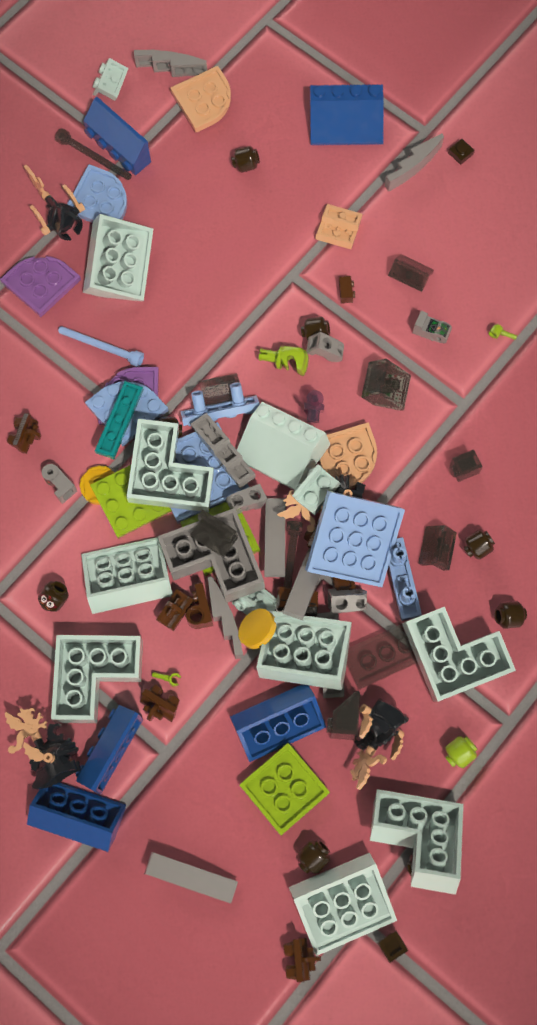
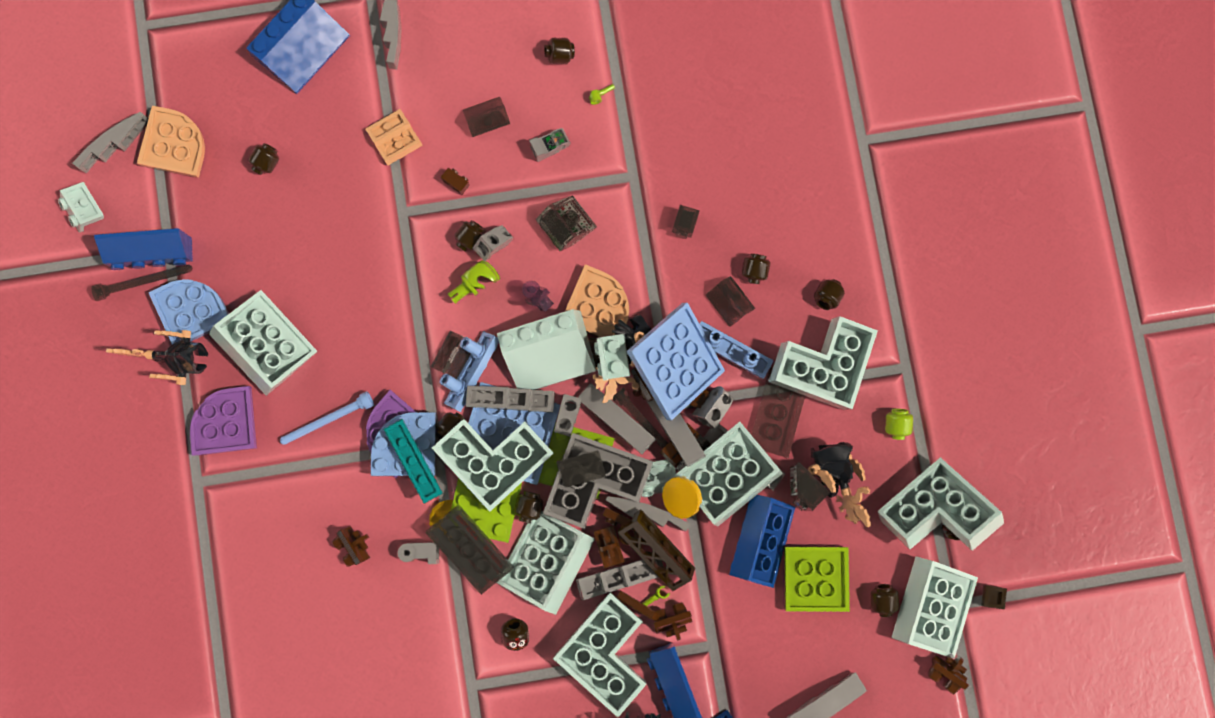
camera: 55 degrees left, 10 degrees up
(89, 512) = (469, 549): none -> clear smoke tile
(148, 667) = (637, 605): none -> reddish brown tile
(154, 527) = (528, 506): none -> dark brown head
(160, 639) = (616, 578): none -> light grey slope
(205, 647) = (662, 549): none -> dark brown fence
(505, 279) = (559, 50): none -> dark brown head

